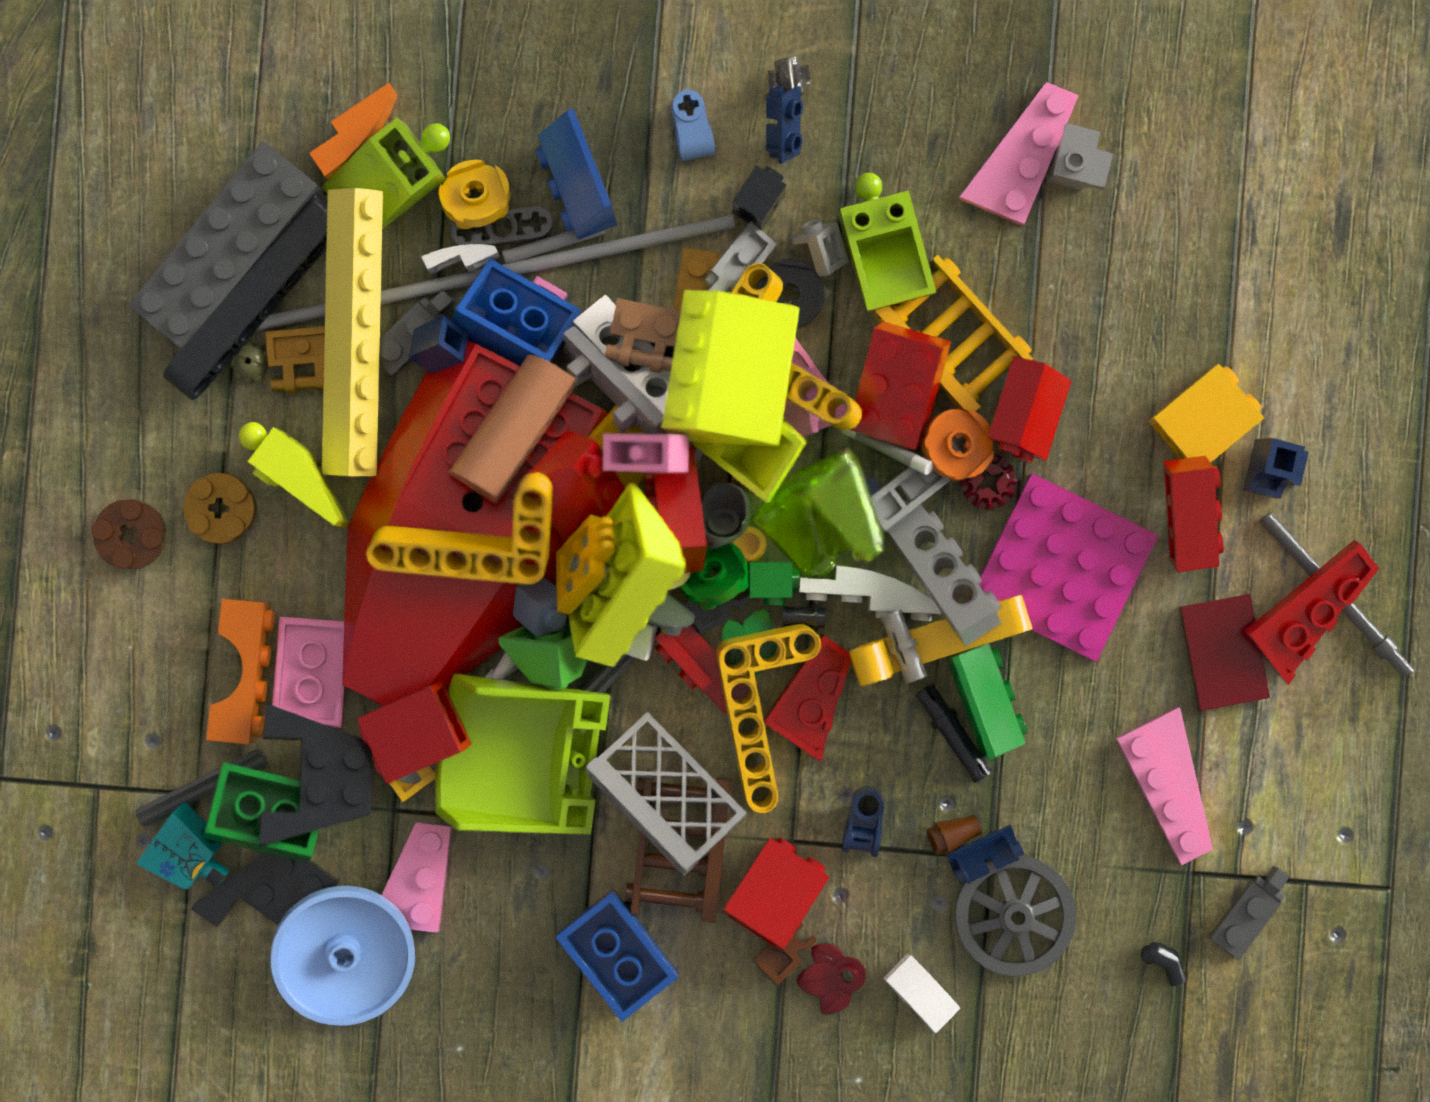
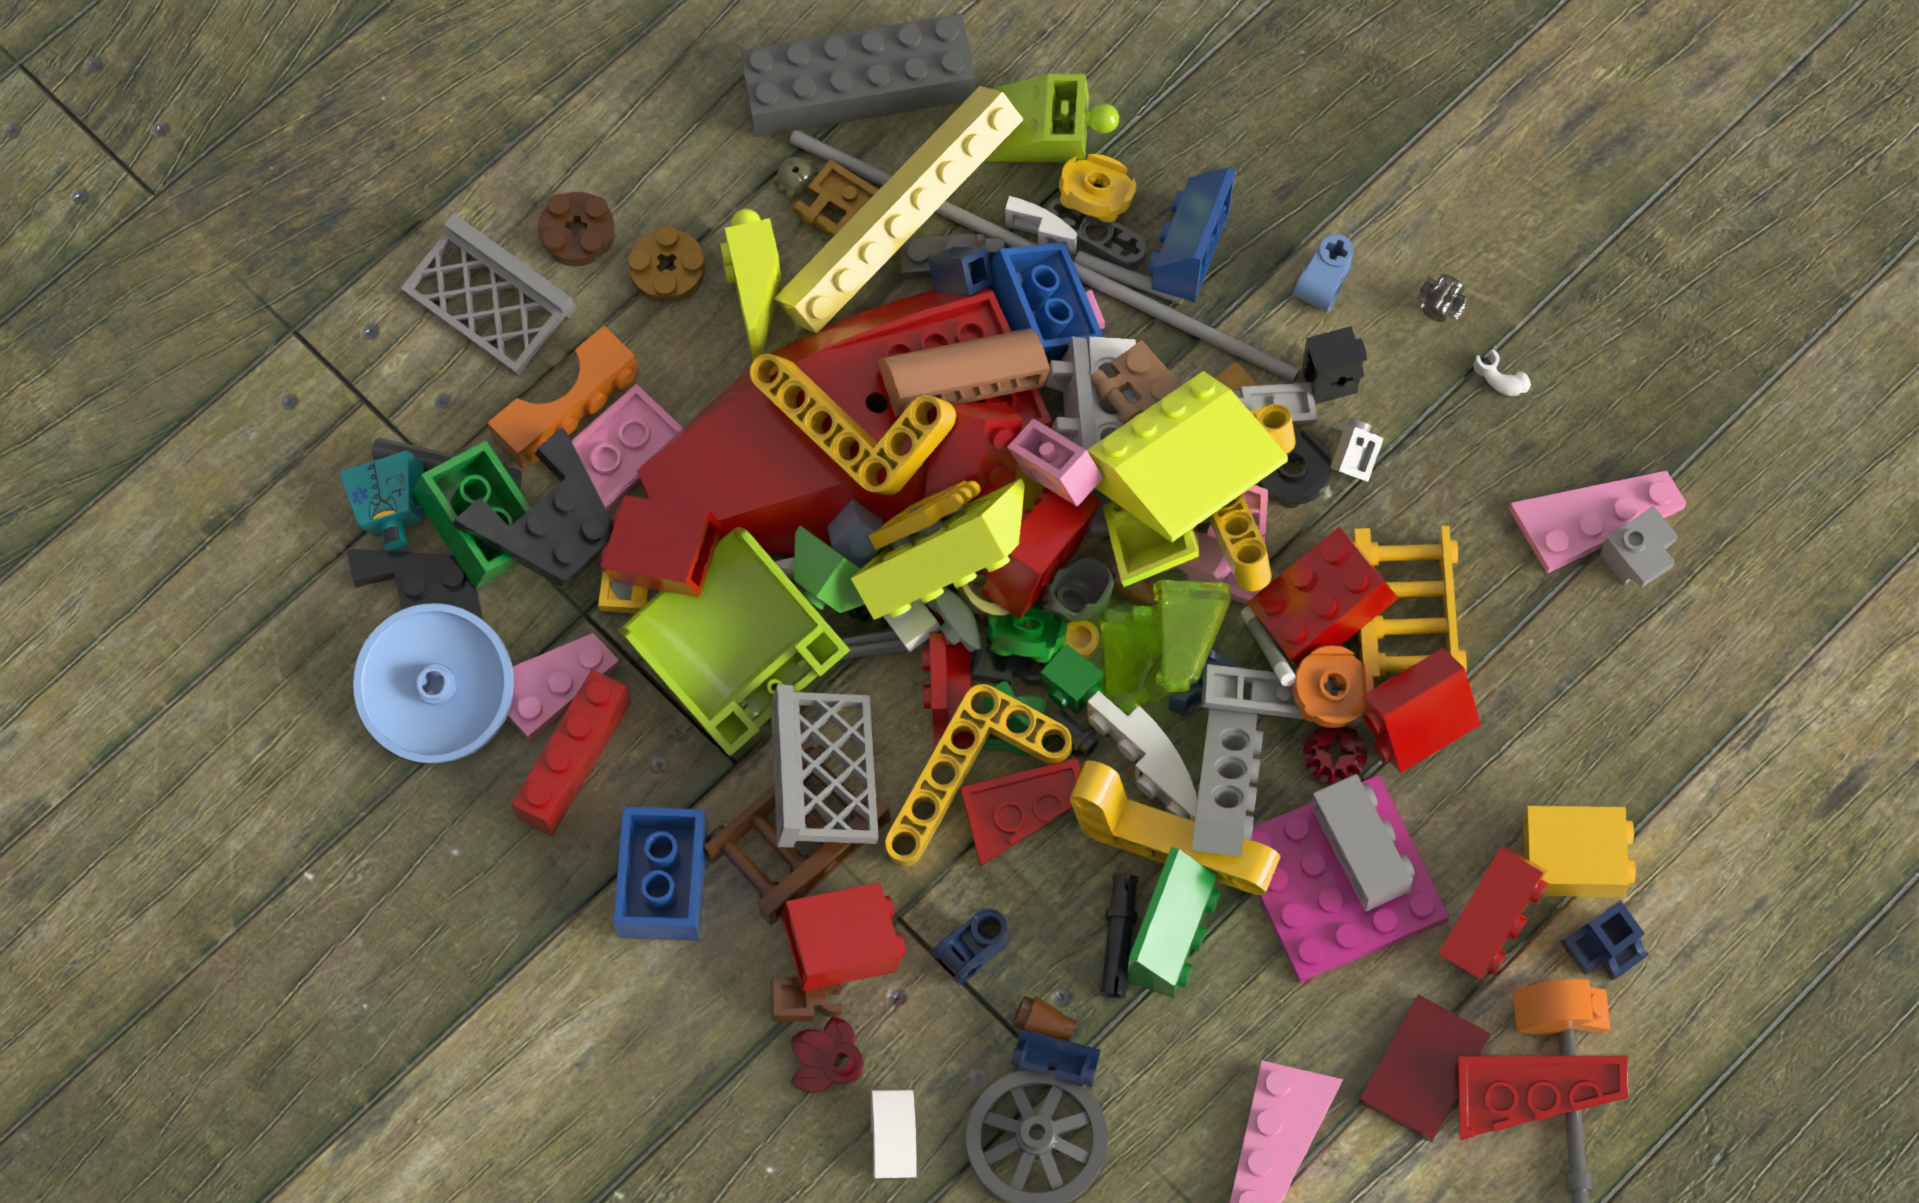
camera: 45 degrees right, 20 degrees down
(113, 608) = (500, 264): none -> light grey fence
(251, 301) = (836, 126): black beam -> none
(354, 130) = (1043, 60): orange slope -> none
(479, 921) = (571, 752): none -> red brick
(784, 138) = (1402, 337): dark blue hinge -> none
(883, 106) = (1505, 384): none -> white arm
(888, 250) = (1410, 485): lime slope -> none
(903, 646) = (1137, 812): light grey pin -> none
(1067, 537) = (1362, 842): none -> light grey brick
(1284, 540) = (1560, 1006): none -> orange brick

